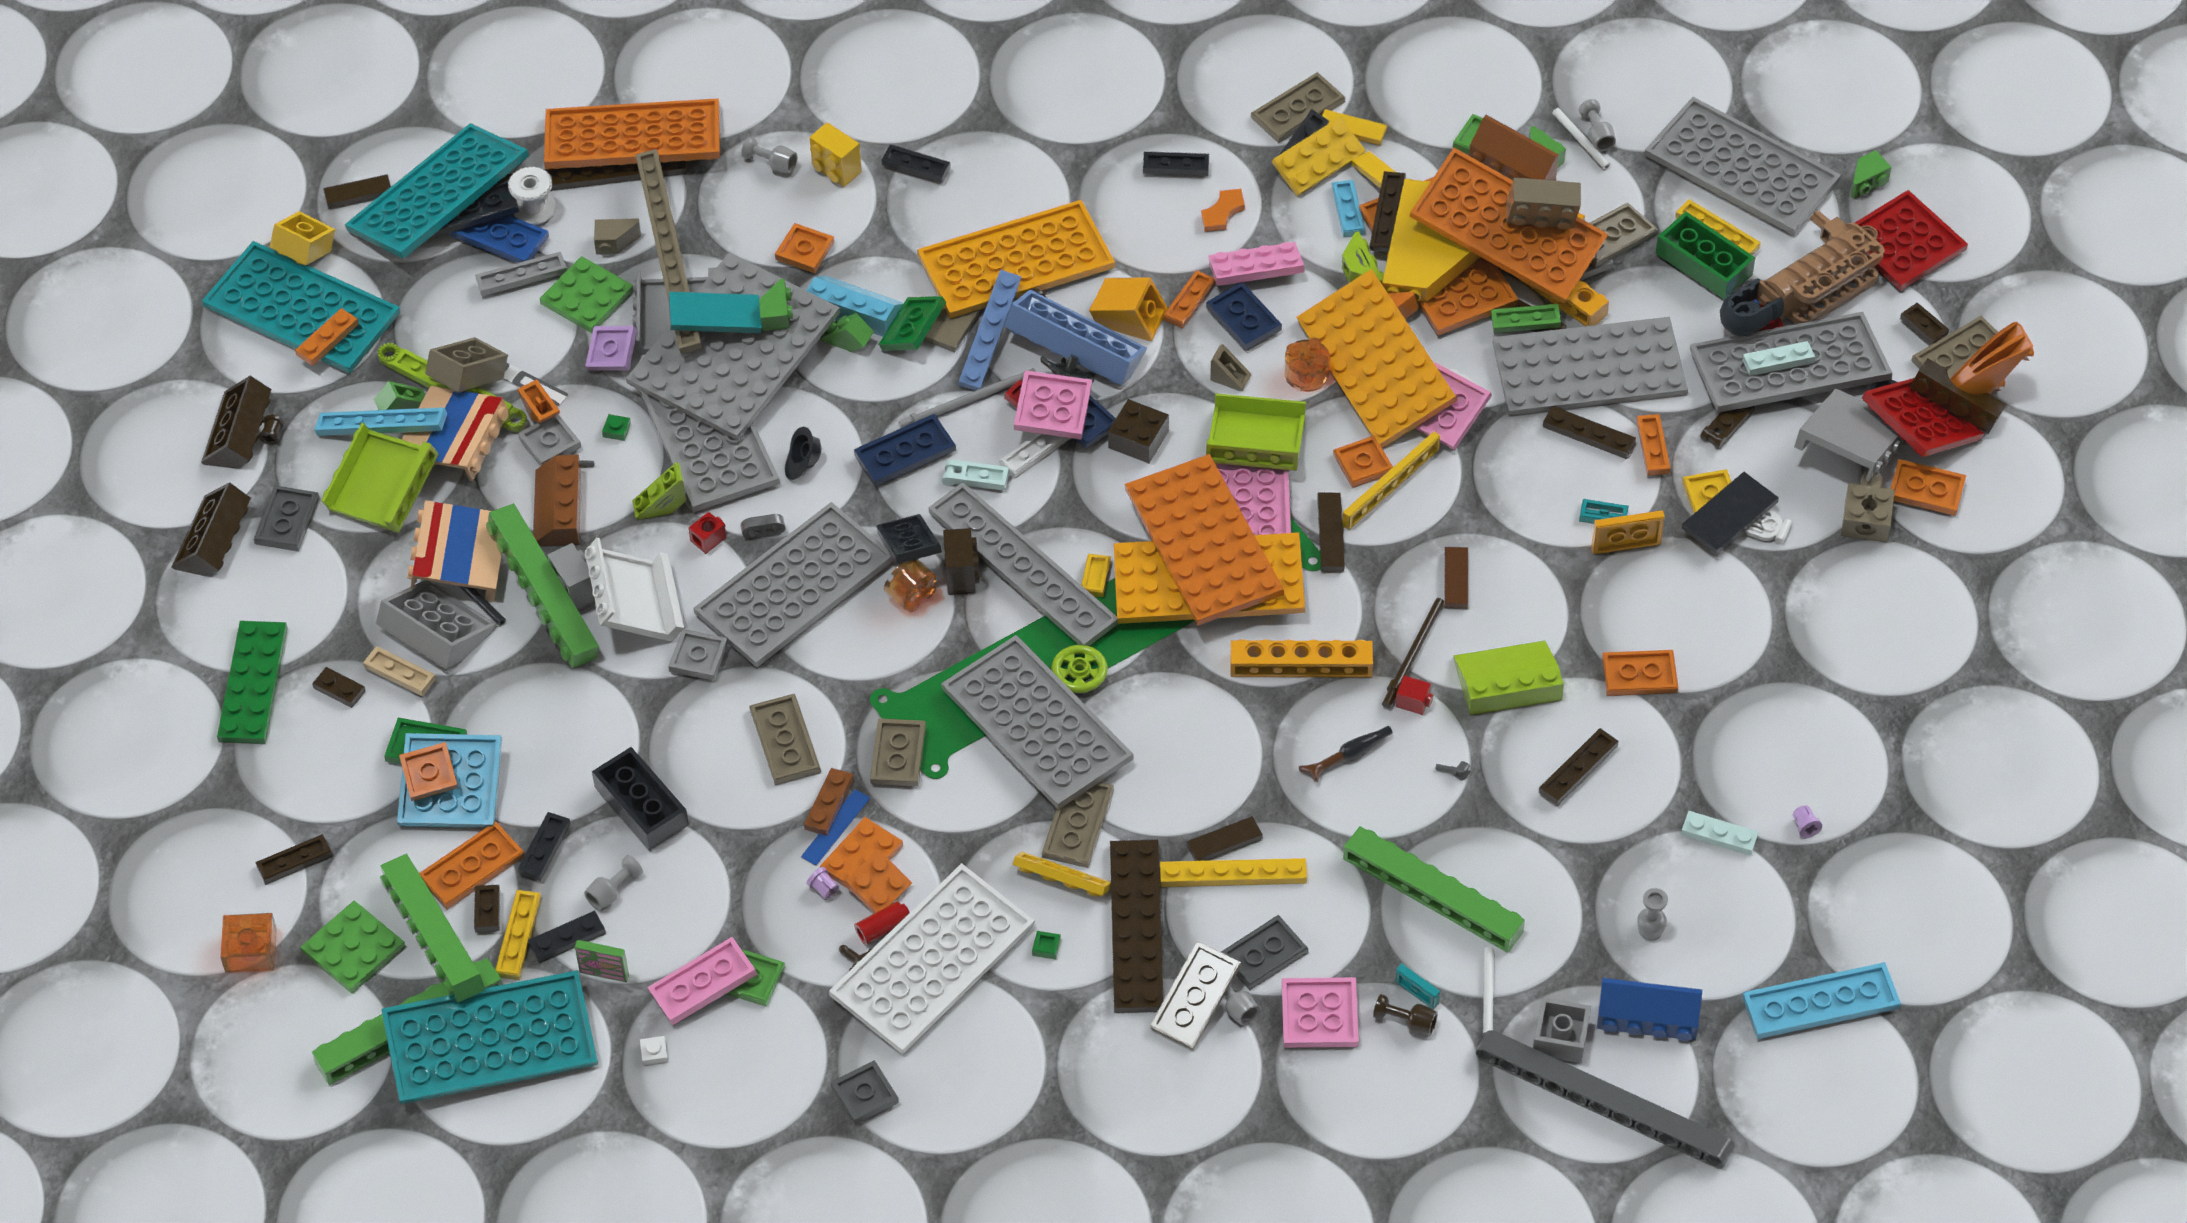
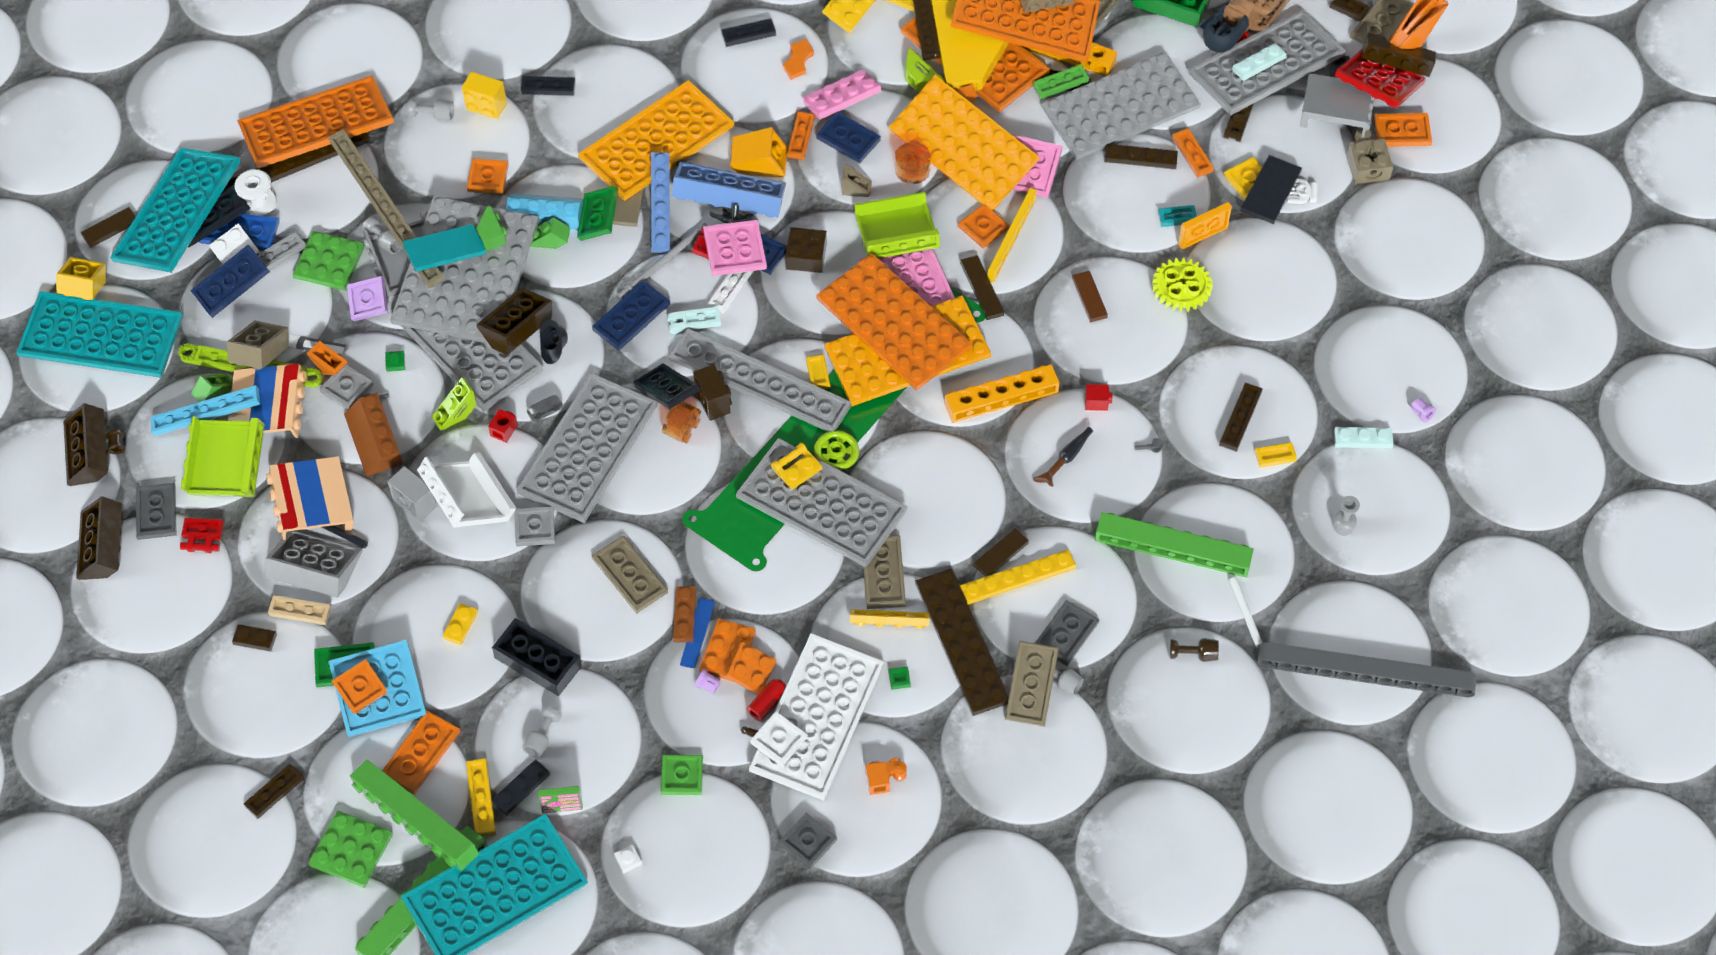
camera: 20 degrees left, 5 degrees up
(248, 942) = (265, 872): clear orange brick -> none
(252, 682) = (181, 654): green plate -> none
(326, 337) = (132, 353): orange plate -> none
(328, 552) = (201, 529): none -> red plate
(465, 286) = (230, 281): none -> dark blue plate
(485, 251) = (231, 244): none -> white plate
(487, 908) = (448, 784): dark brown plate -> none
(542, 585) = (390, 507): bright green brick -> none
(544, 846) = (474, 719): black plate -> none
(571, 738) = (460, 624): none -> yellow plate
(615, 234) = (333, 206): dark tan slope -> none
(649, 268) = (386, 239): none -> light grey piece
(702, 981) = (645, 790): bright pink plate -> none
(766, 417) = (515, 320): none -> dark brown slope
(874, 968) = (779, 739): none -> white plate
(898, 752) = (723, 558): dark tan plate -> none
(978, 1042) = (879, 773): none -> orange brick
(1024, 678) = (799, 471): none -> yellow plate
(1319, 1012) = (1129, 667): bright pink plate -> none
(1348, 208) = (891, 32): medium azure tile -> none
(1412, 653) = (1080, 393): dark brown bar -> none
(1417, 986) = (1193, 624): teal tile -> none
(1509, 677) = (1161, 362): lime slope -> none
(1562, 1029) = (1315, 625): light grey brick -> none
(1568, 598) = (1182, 284): none -> neon yellow gear
(1603, 822) = (1275, 454): none -> yellow tile
(1639, 672) = (1254, 331): orange tile -> none
(1649, 1009) = (1372, 590): blue slope -> none
(1821, 1000) = (1490, 544): medium azure plate -> none

